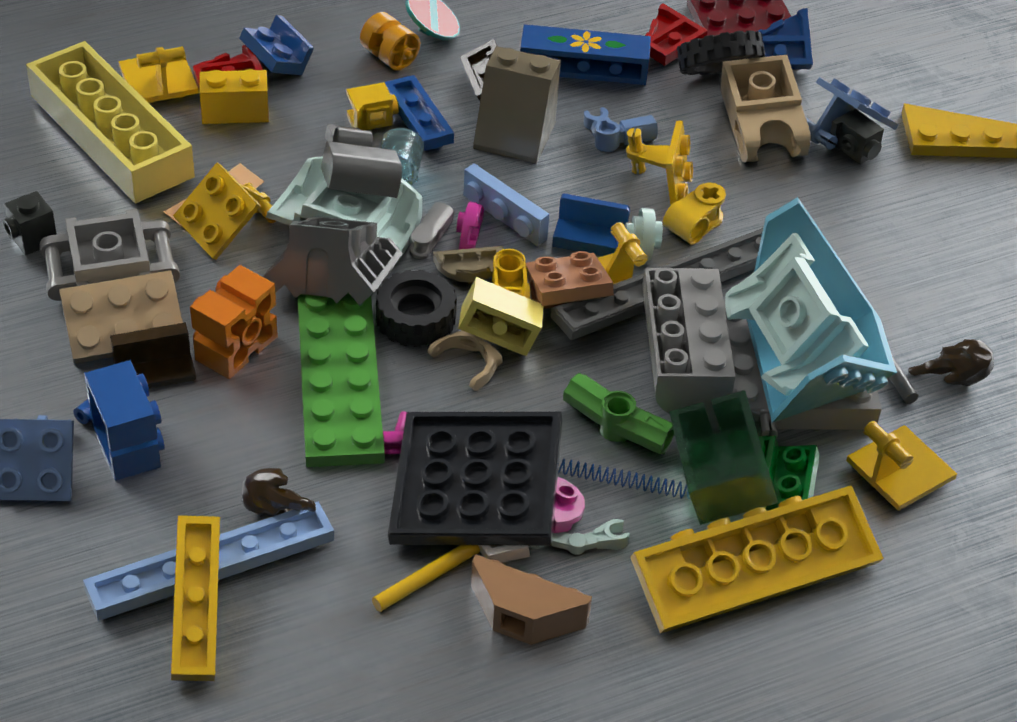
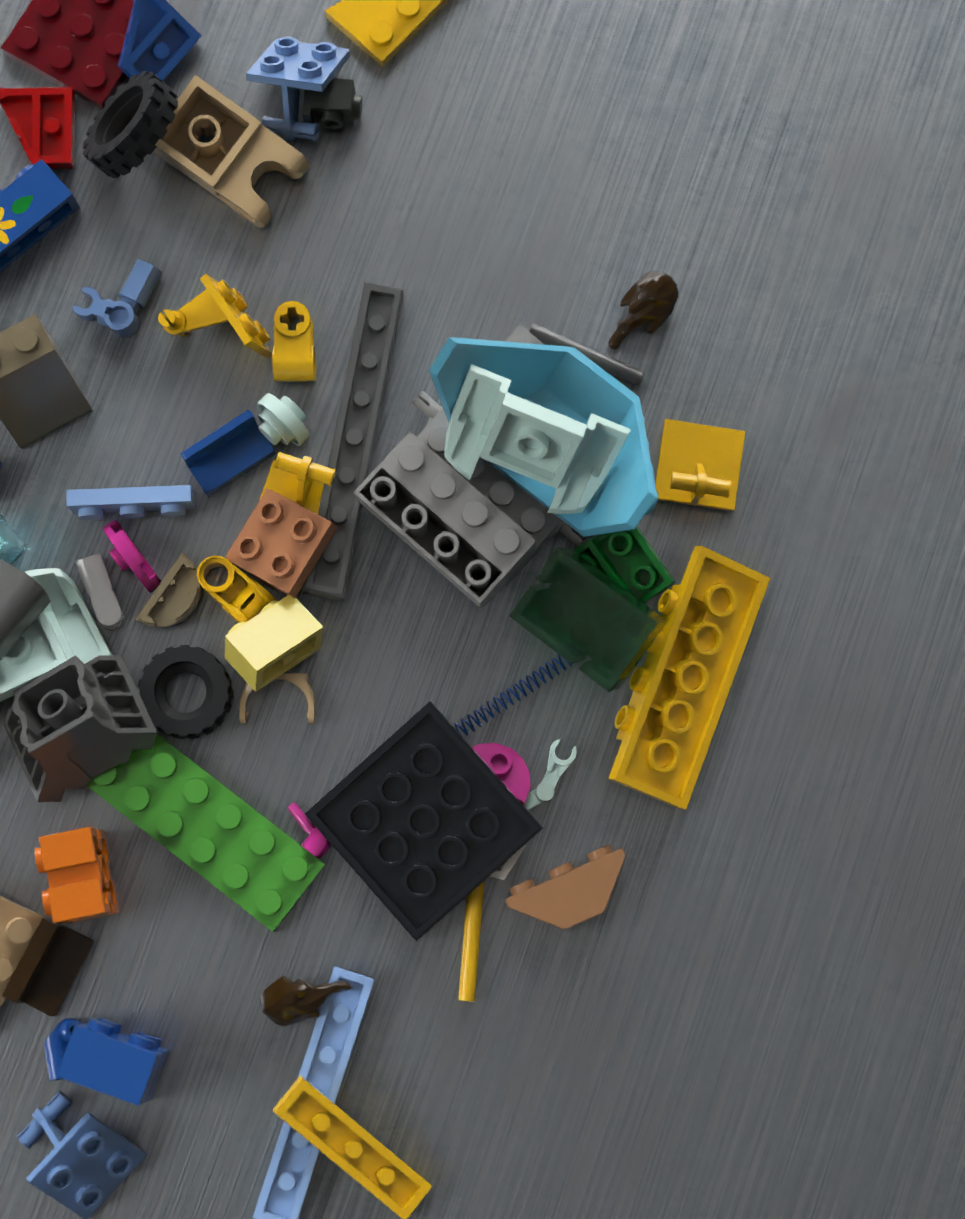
camera: 45 degrees left, 35 degrees up
(618, 414) = (427, 645): bright green piece -> none

